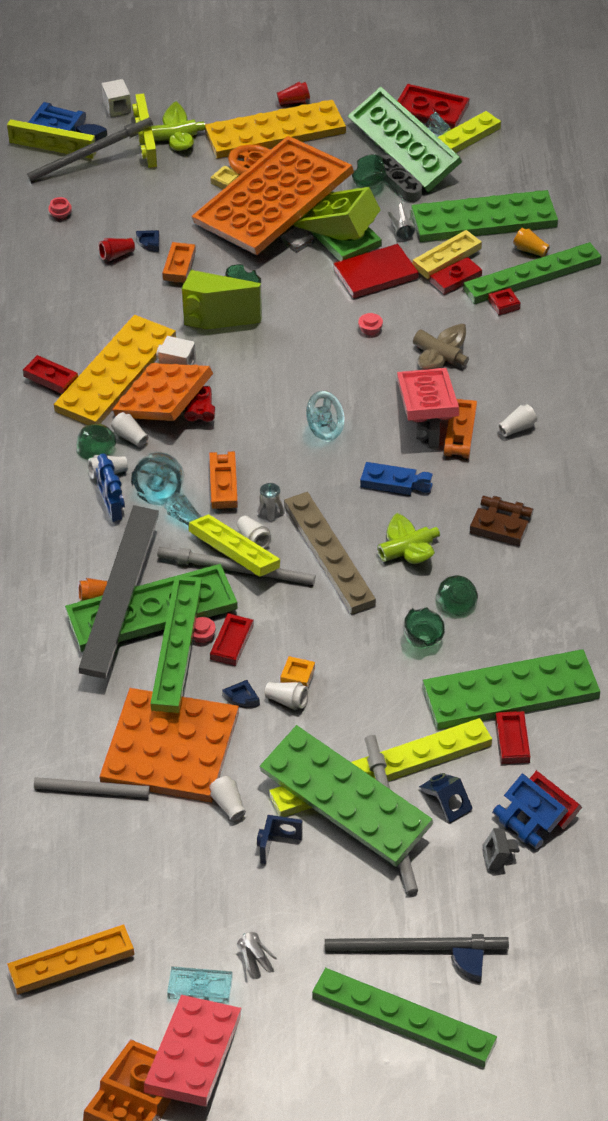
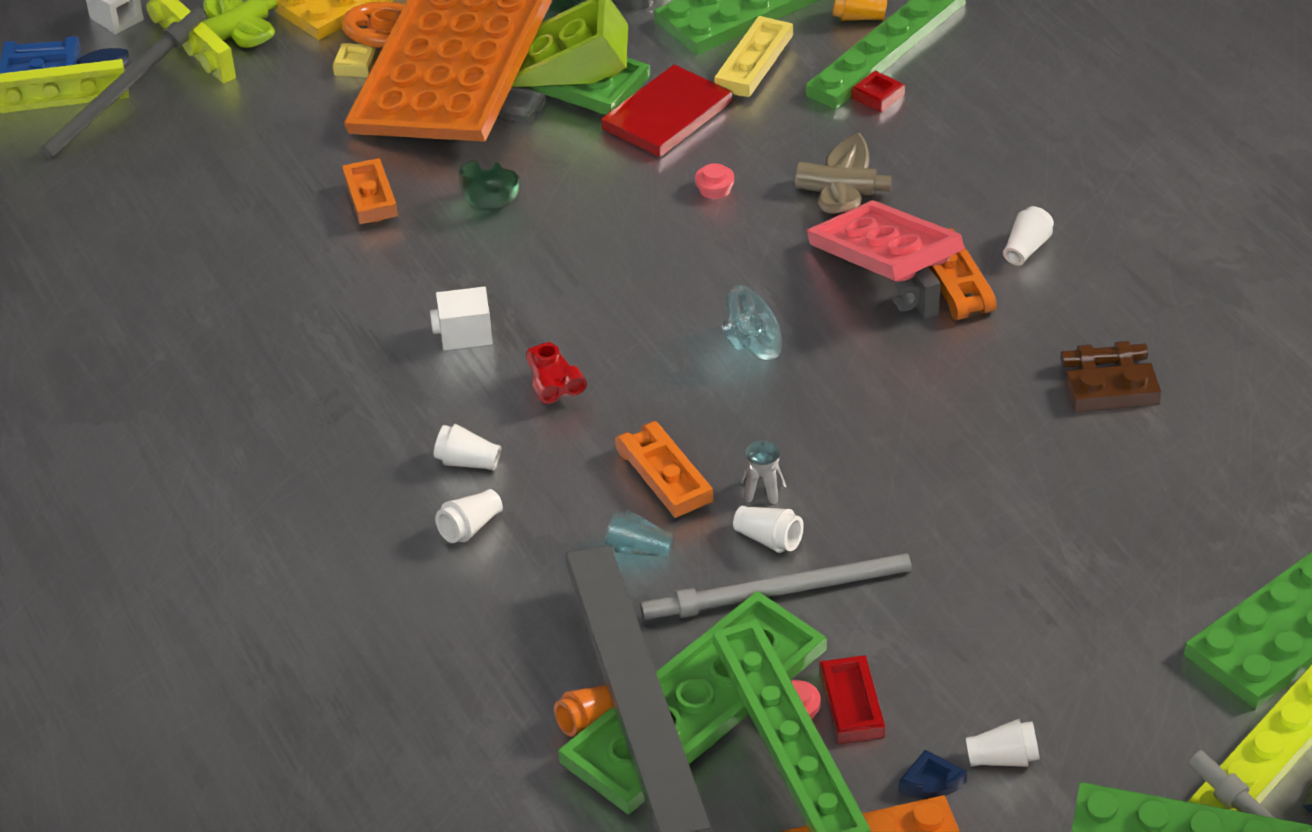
camera: 25 degrees left, 5 degrees down
(49, 374) = (281, 413): red plate -> none
(59, 207) = (128, 176): coral plate -> none
(95, 440) = (422, 486): clear green hair -> none
(109, 487) = (504, 542): blue plate -> none
(113, 371) = (376, 377): yellow plate -> none
(115, 247) = (253, 204): red cone -> none
(149, 240) = (297, 177): dark blue tile -> none
(157, 478) = (571, 500): clear light blue cylinder -> none
(163, 391) = (484, 374): orange plate -> none
(220, 301) = (483, 218): lime slope -> none
(234, 545) = (759, 555): neon yellow plate -> none
(297, 671) = (994, 705): light orange plate -> none
(329, 553) = (902, 515): dark tan plate -> none
(395, 479) = (915, 375): blue plate -> none
(404, 227) = (667, 41): flat silver piece -> none
(407, 541) = (1004, 457): lime plant -> none
(423, 628) = (1131, 567): clear green hair -> none
(455, 275) = (785, 80): red plate -> none
(457, 595) = (1134, 502): clear green hair -> none

